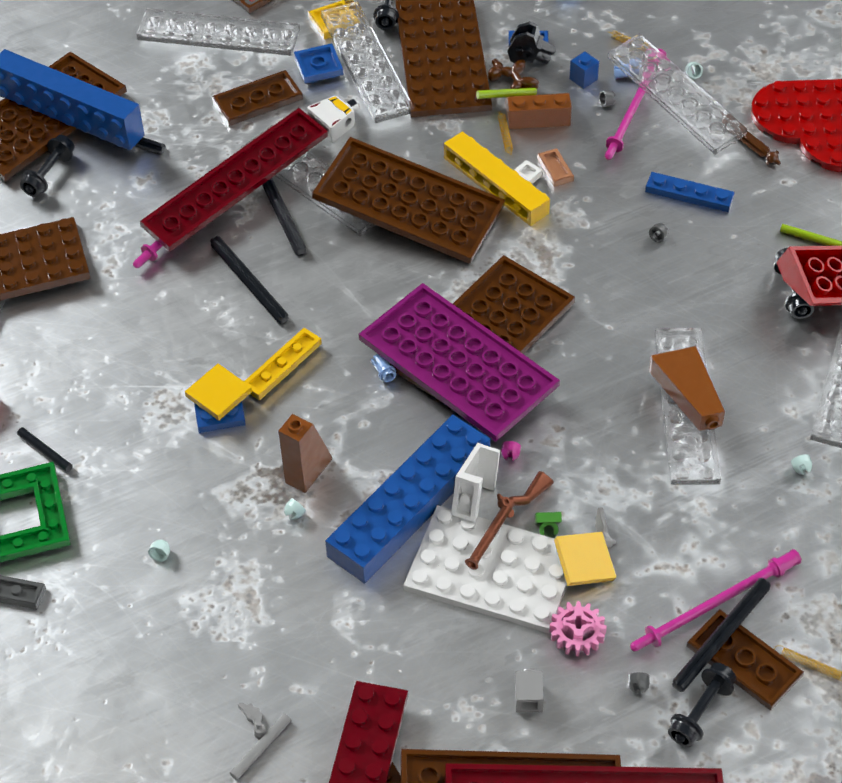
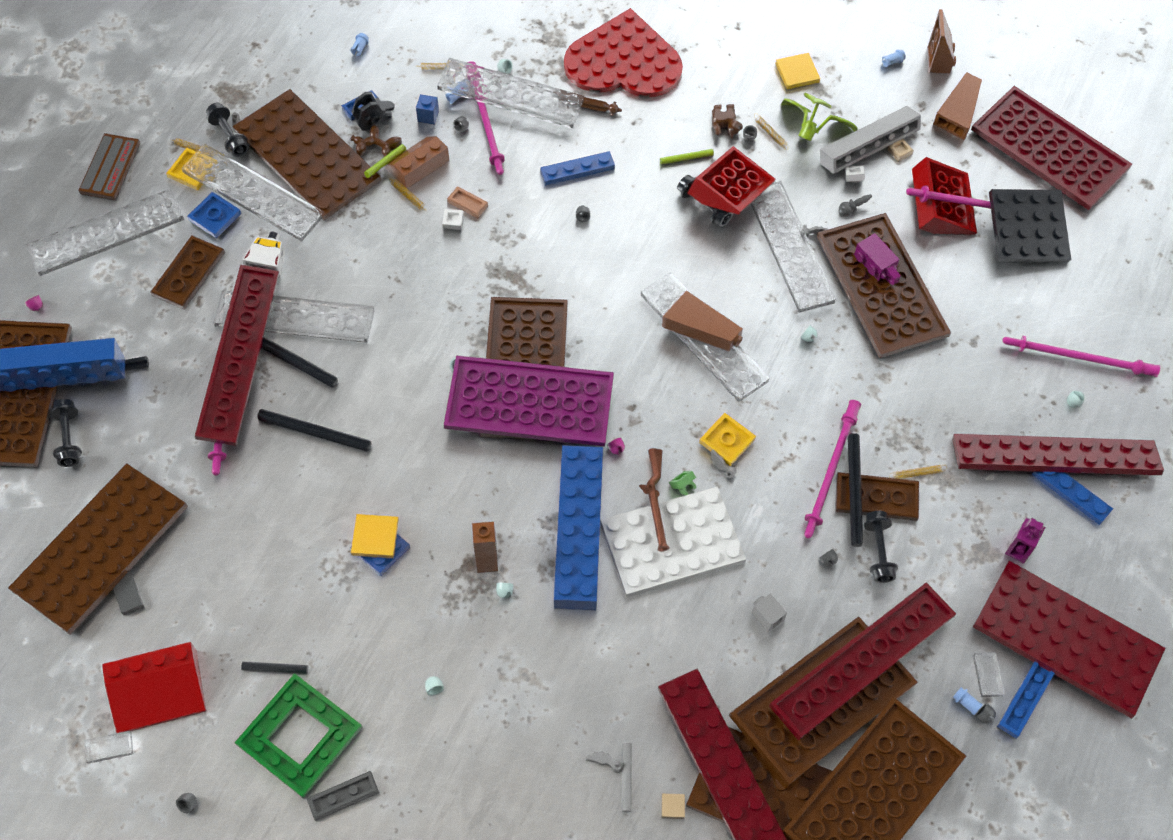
camera: 40 degrees left, 10 degrees up
(114, 57) = (34, 303): none -> dark pink hinge
(283, 363) = (399, 481): yellow plate -> none
(386, 372) = (477, 439): light blue pin -> none
(409, 199) = (385, 292): reddish brown plate -> none
(477, 472) = (622, 497): white panel -> none
(496, 178) = (433, 236): yellow brick -> none
(584, 558) = (730, 494): yellow tile -> none
(589, 633) = (764, 538): bright pink gear -> none
(628, 510) = (727, 439): none -> yellow plate

